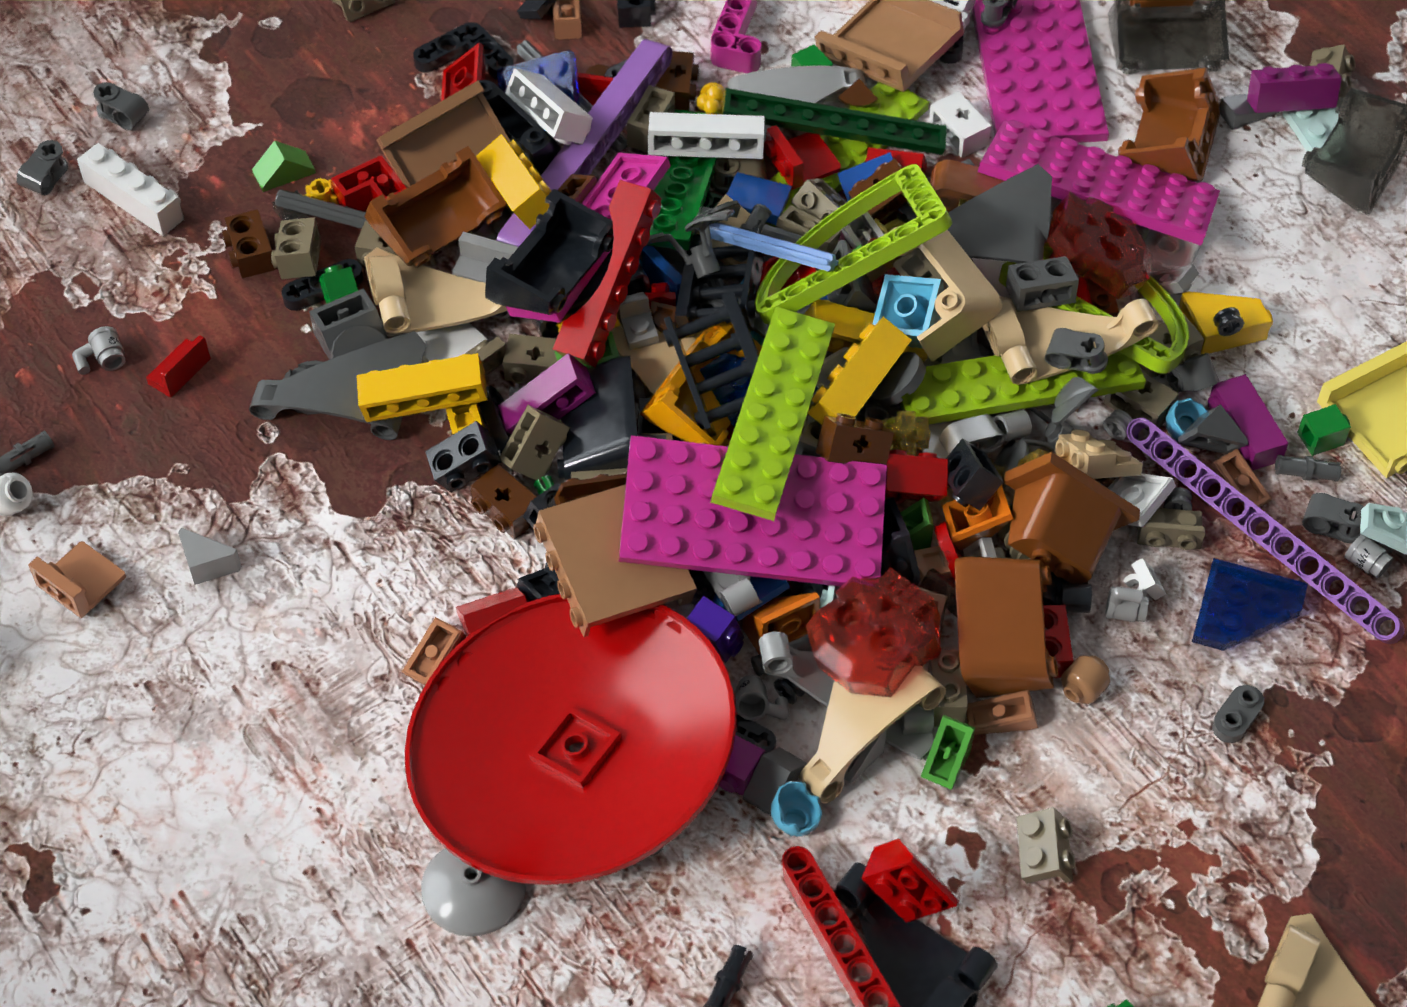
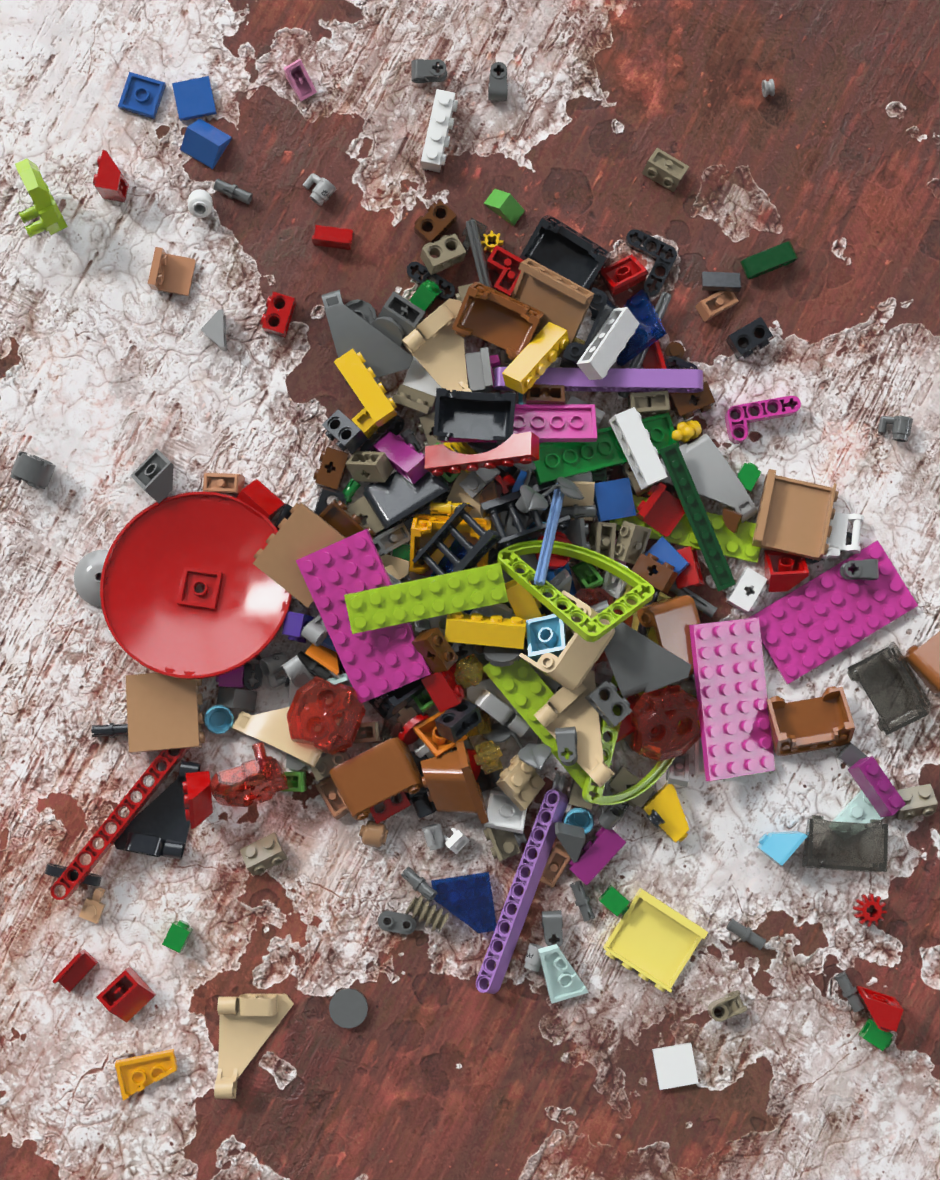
camera: 60 degrees right, 30 degrees up
(232, 466) = (283, 315): none -> red brick
(238, 894) = (32, 470): none -> dark grey brick
(363, 125) = (566, 252): none -> black windscreen
(364, 731) = (155, 476): none -> dark grey slope
(655, 372) = (444, 508): none -> yellow pin
(741, 880) = (163, 713): none -> medium nougat panel
(923, 785) = (250, 781): none -> clear red brick
(954, 72) = (783, 570): none -> red slope
(1192, 652) = (419, 884): none -> dark grey pin
(1243, 659) = (427, 913): none -> dark tan piece
(1330, 215) = (780, 845): none -> medium azure slope
(1349, 837) = (348, 1008): none -> dark grey tile

